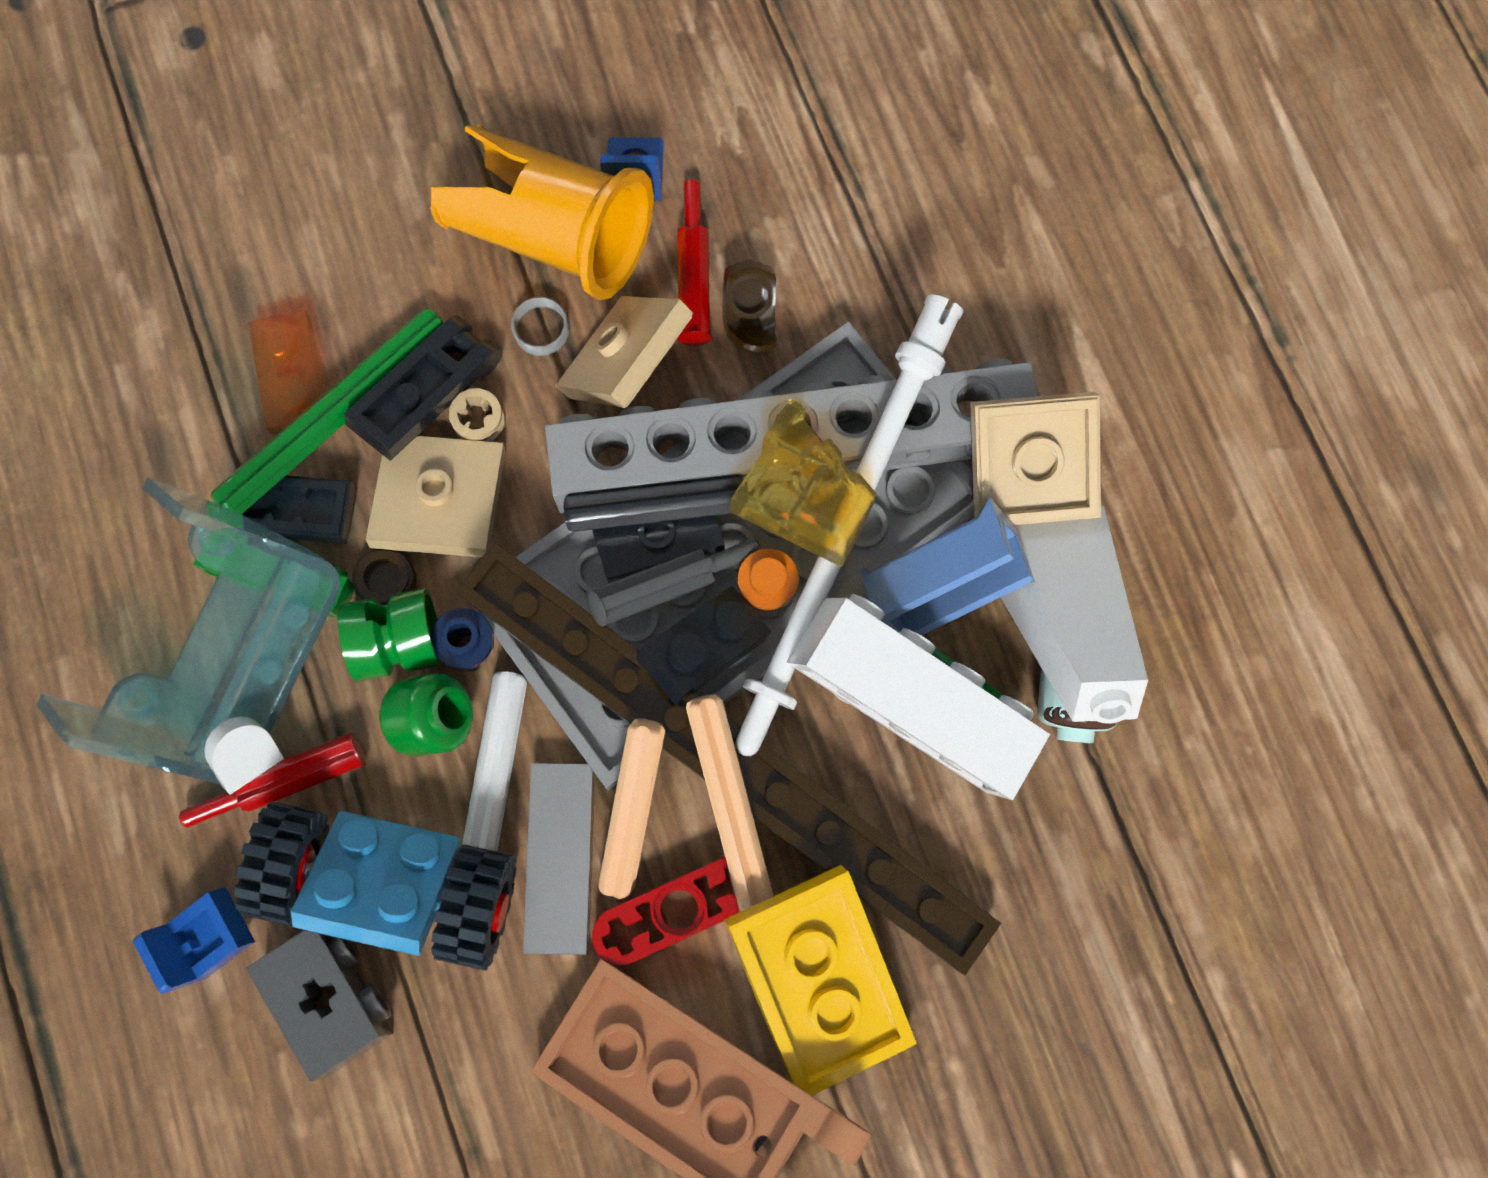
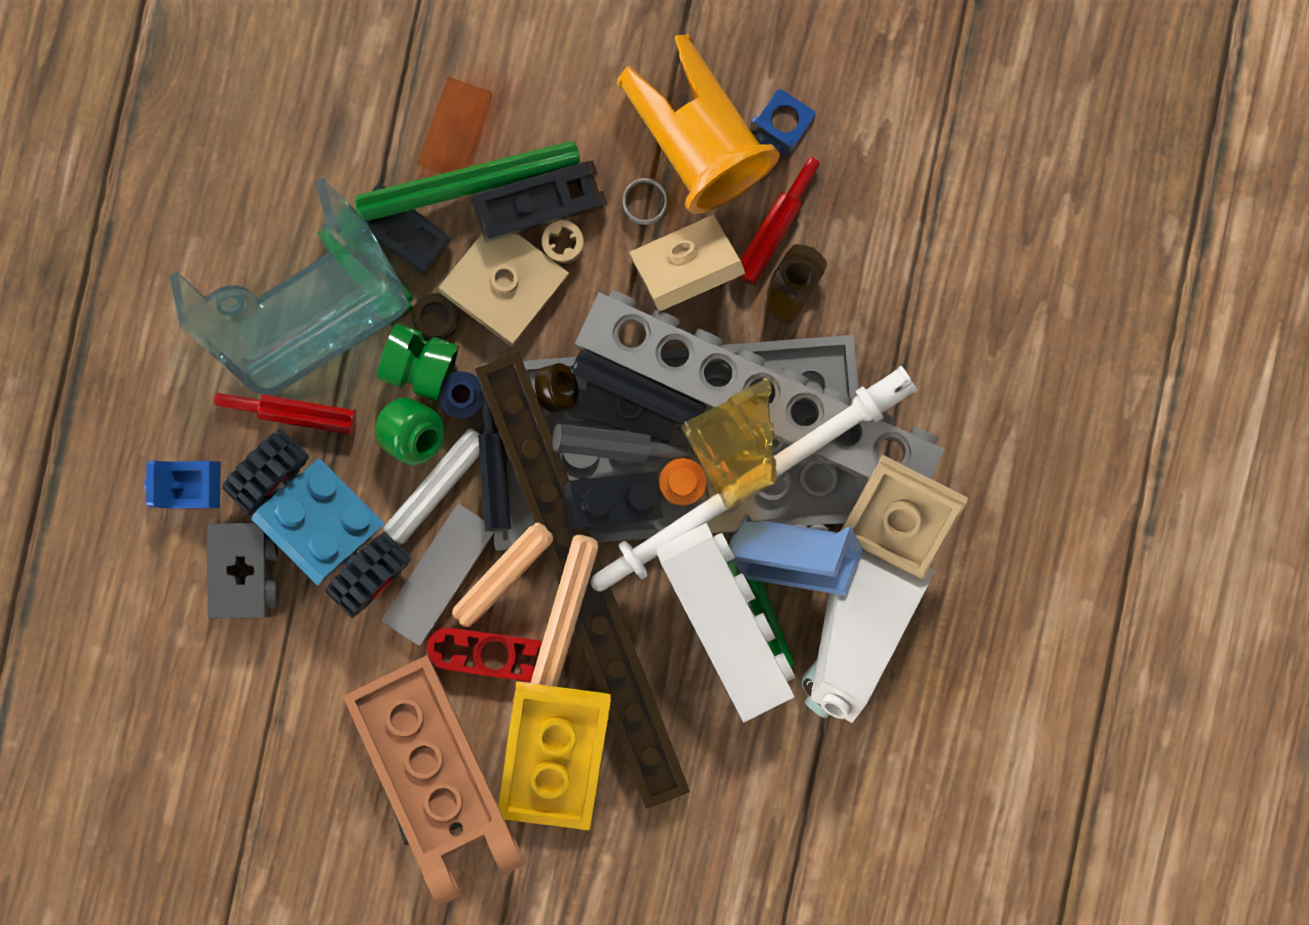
camera: 35 degrees right, 10 degrees up
(240, 752) = (278, 382): white tile -> none
(550, 700) = (493, 474): none -> black axle
(563, 561) = (556, 387): none -> dark brown tile

